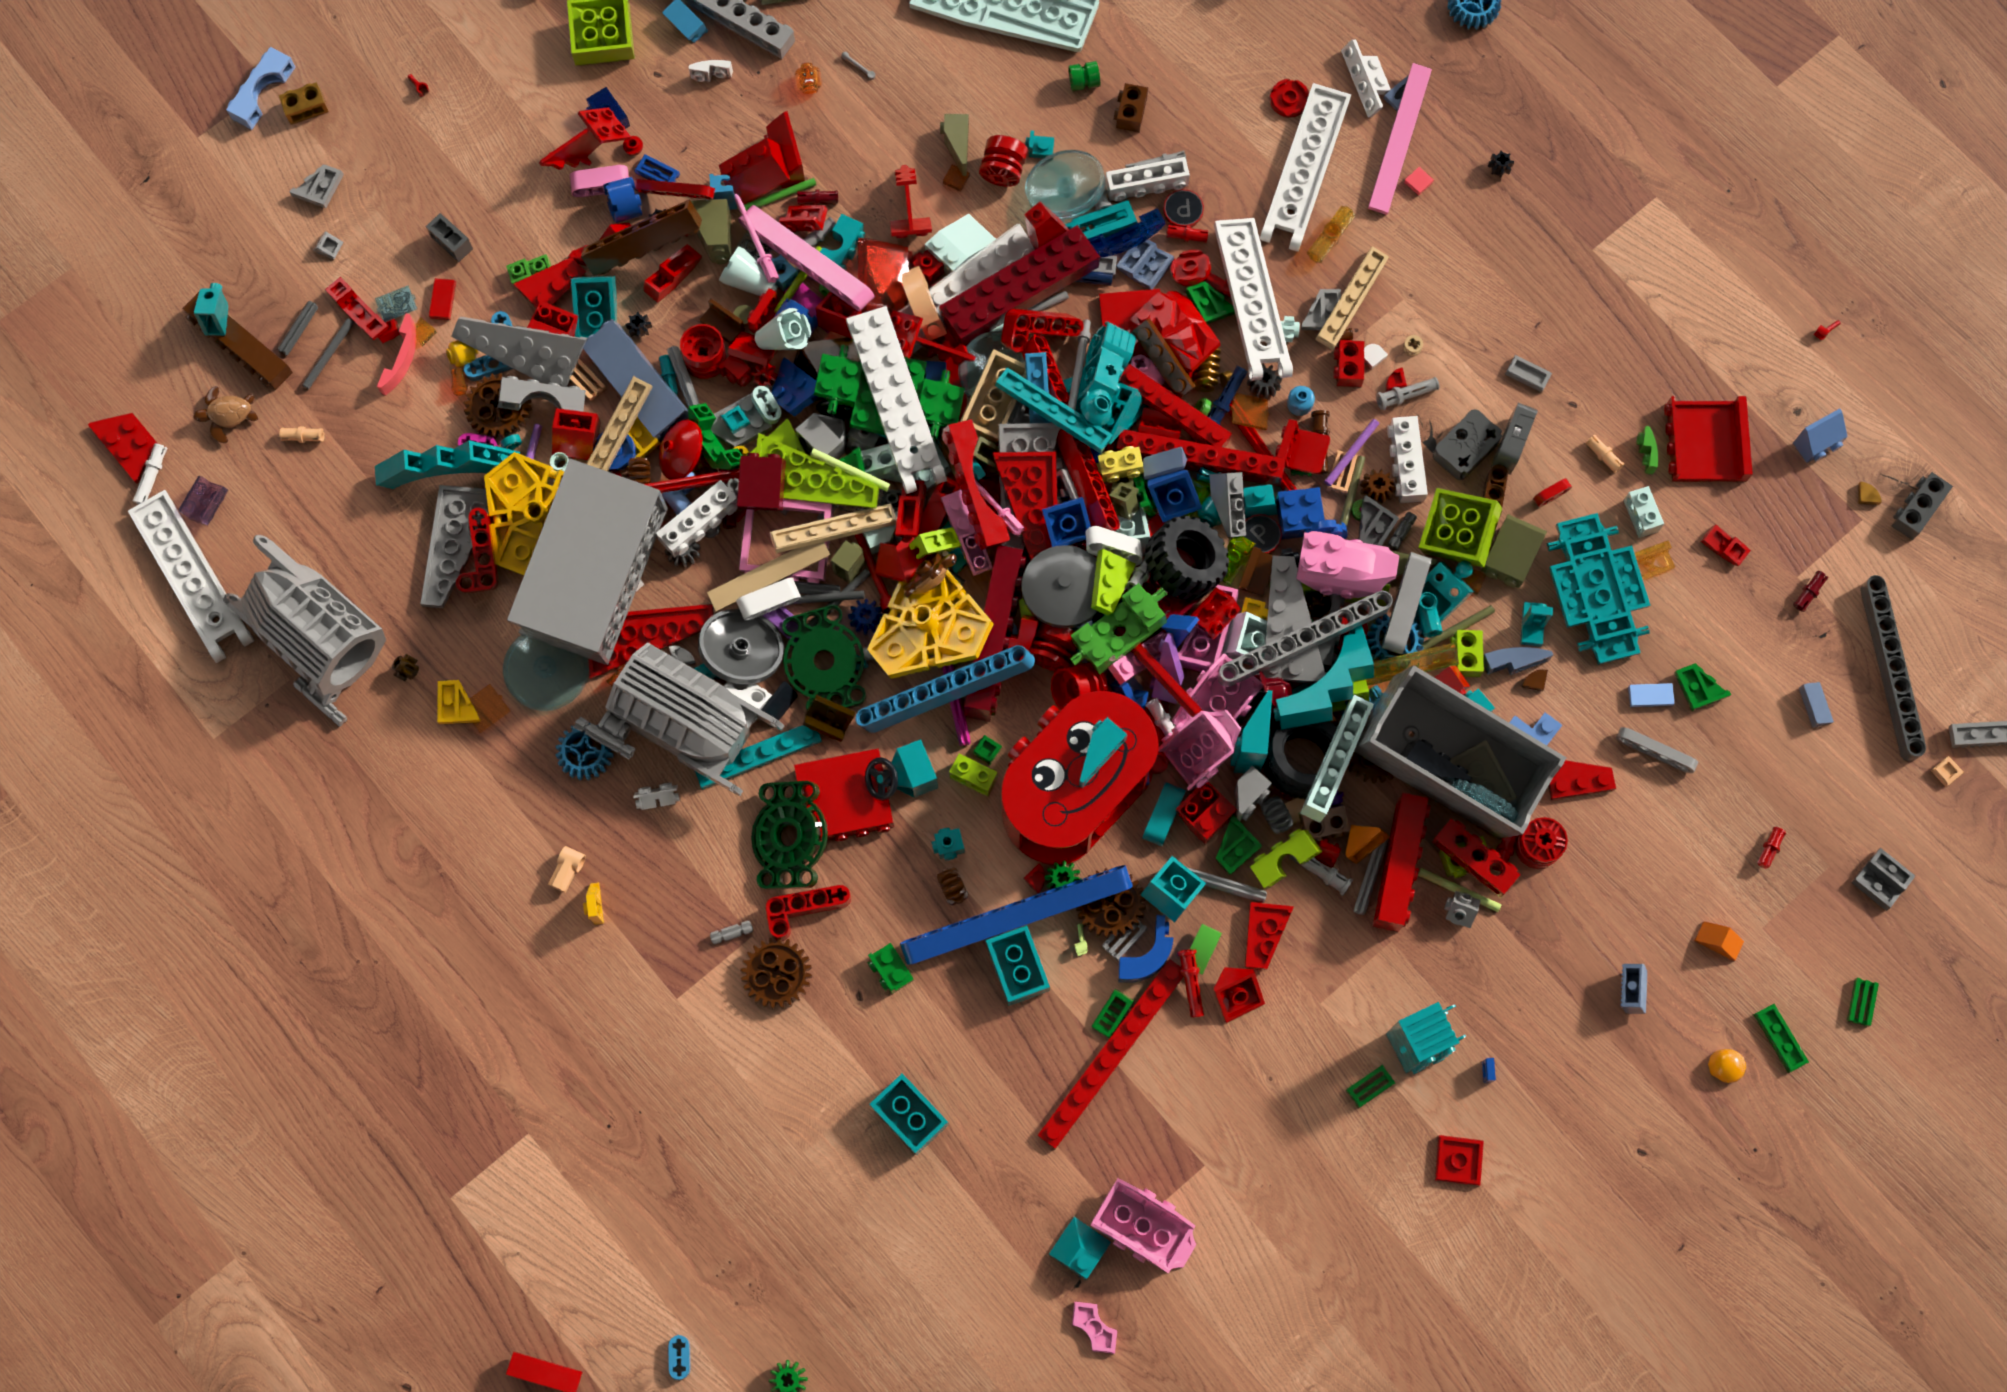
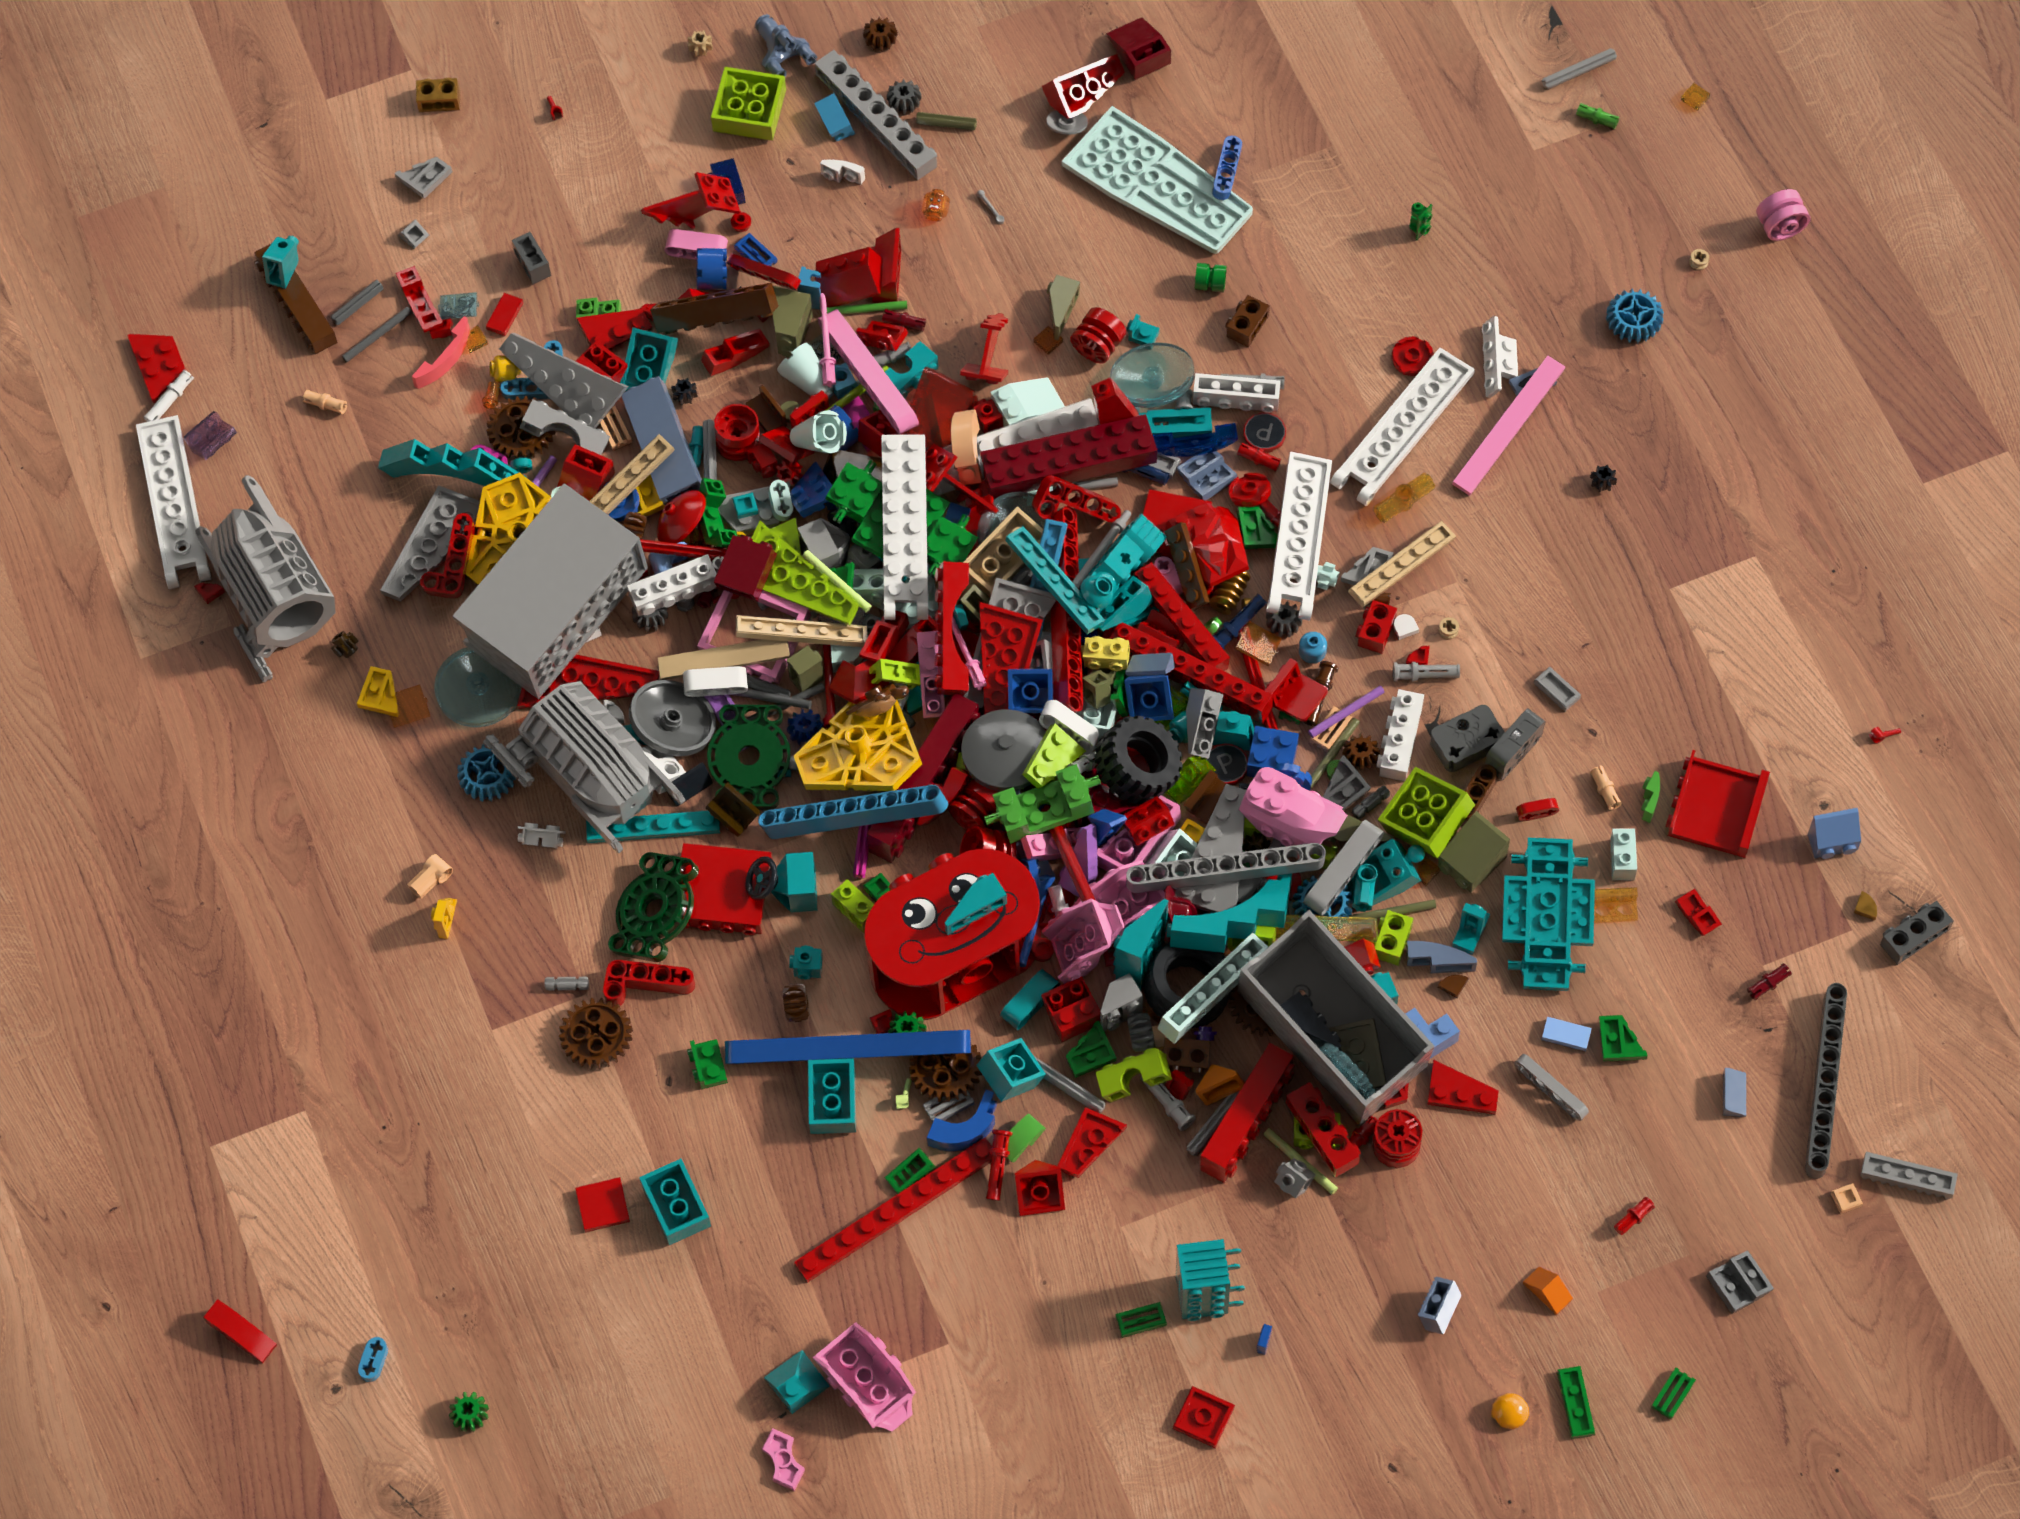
camera: 20 degrees right, 10 degrees down
(225, 412) = (260, 360): animal -> none
(256, 653) = (209, 591): none -> red tile
(271, 69) = (420, 54): light blue arch -> none
(840, 1136) = (602, 1204): none -> red tile
(1418, 181) = (1514, 472): coral tile -> none

